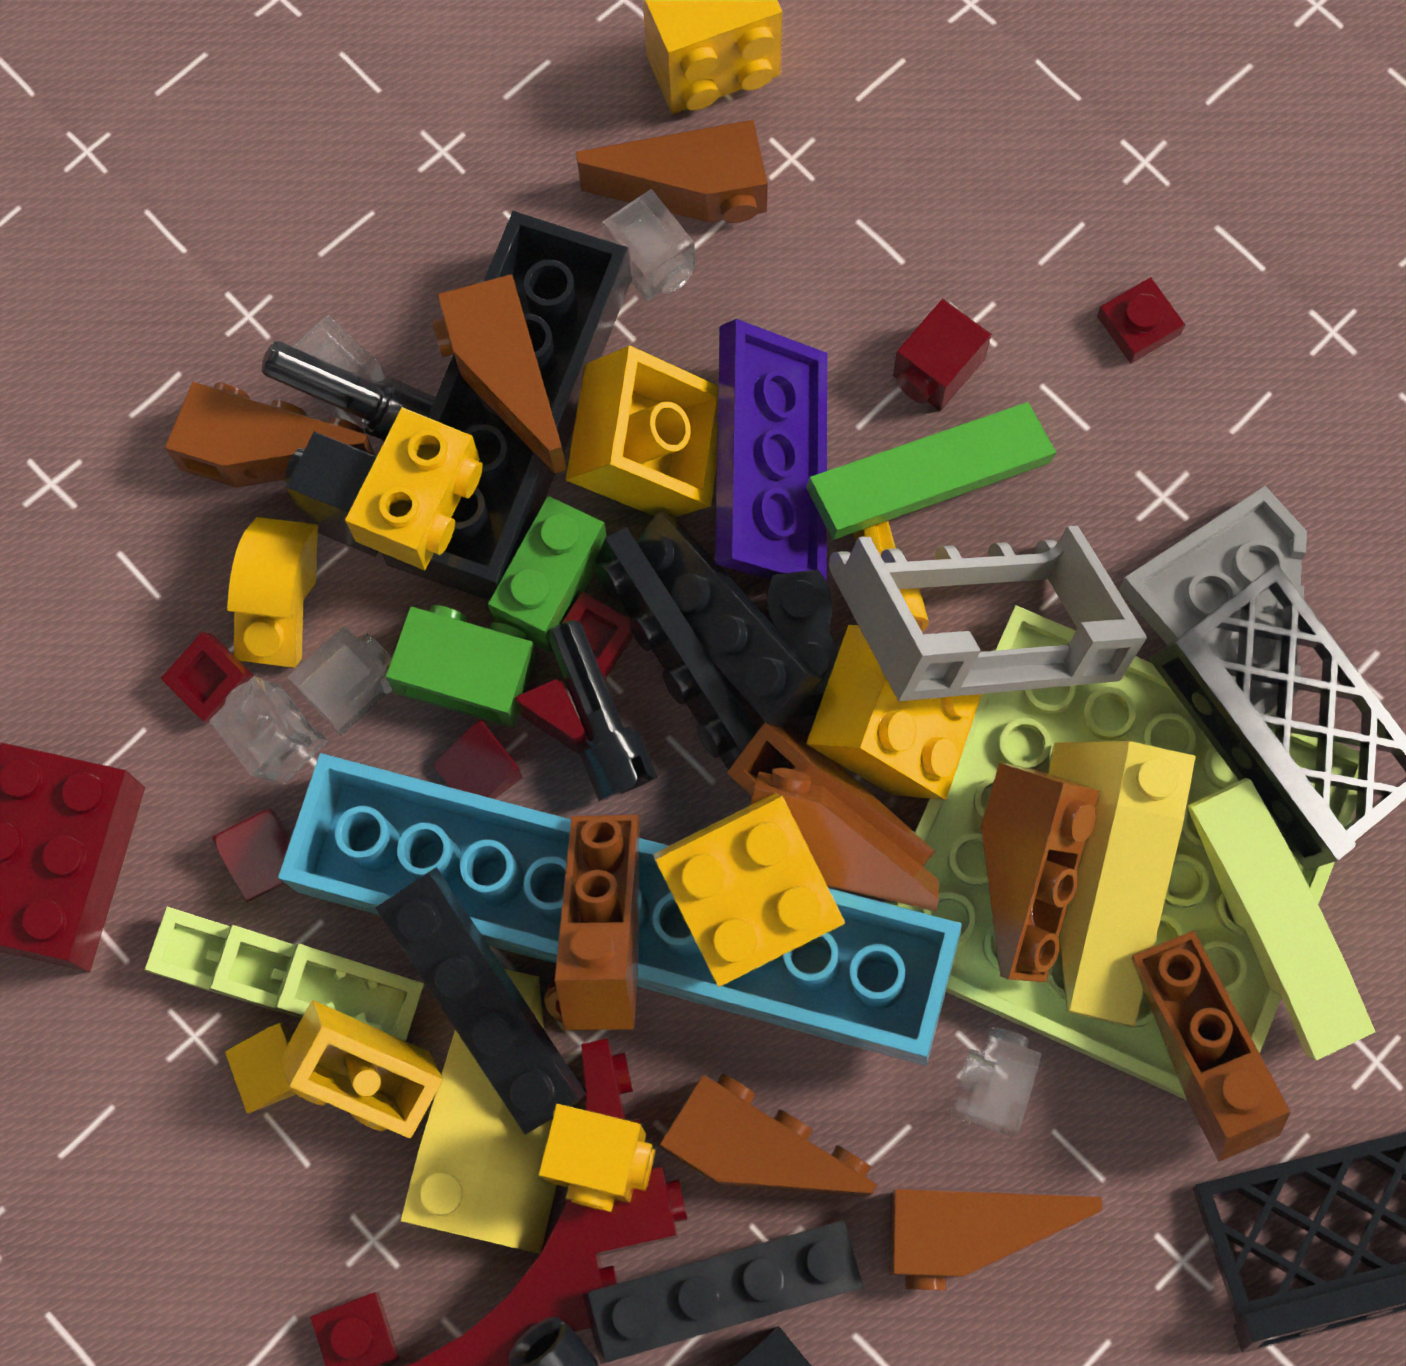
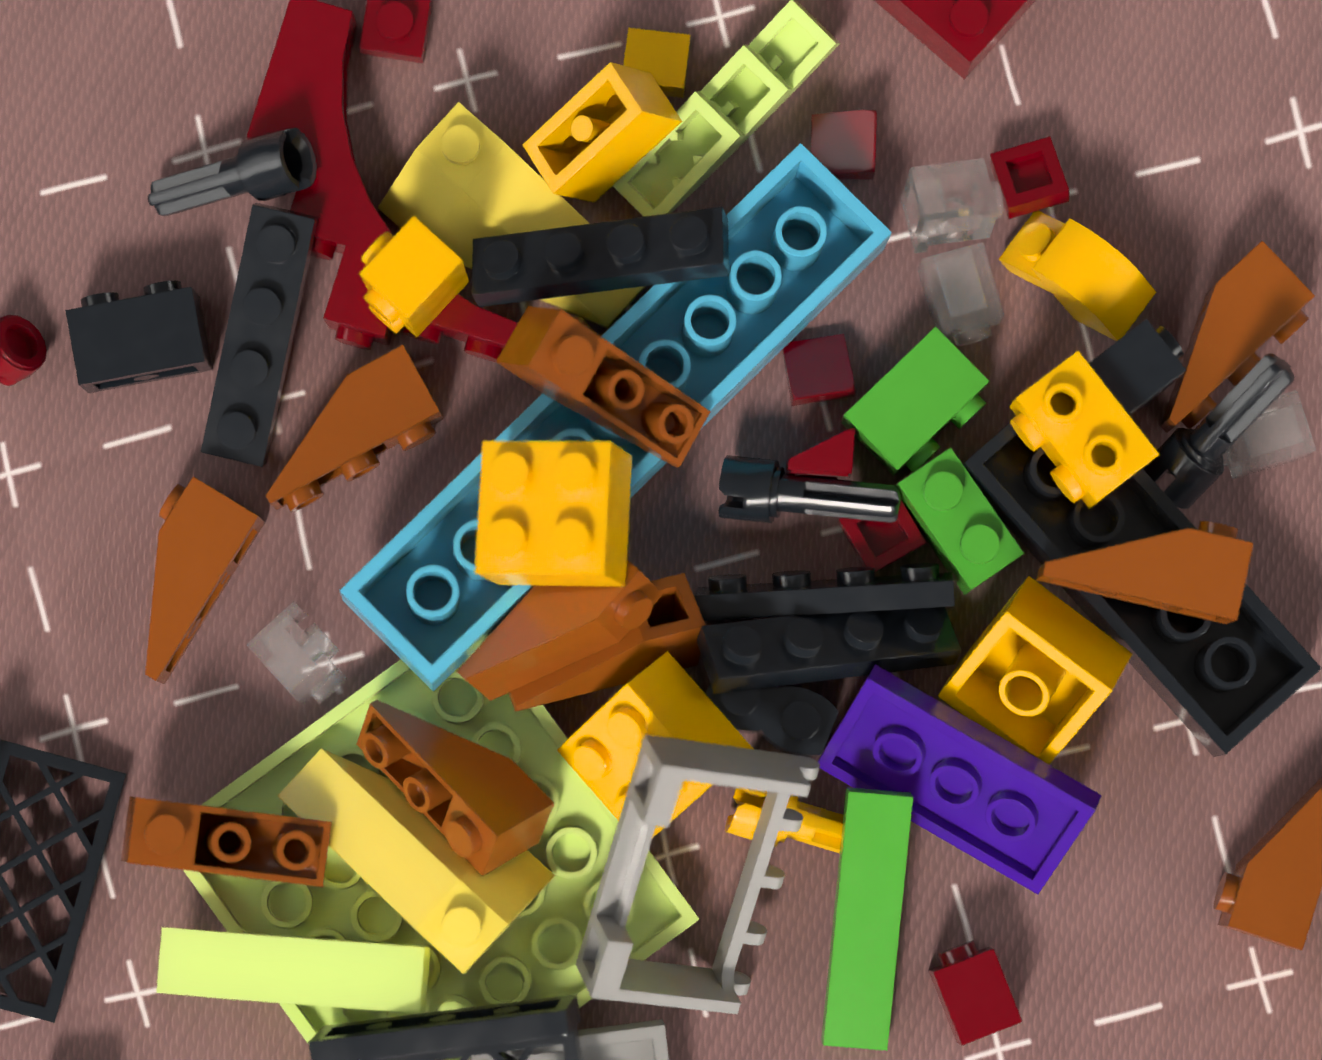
camera: 115 degrees right, 10 degrees up
(658, 245) = (1231, 788): clear brick -> none

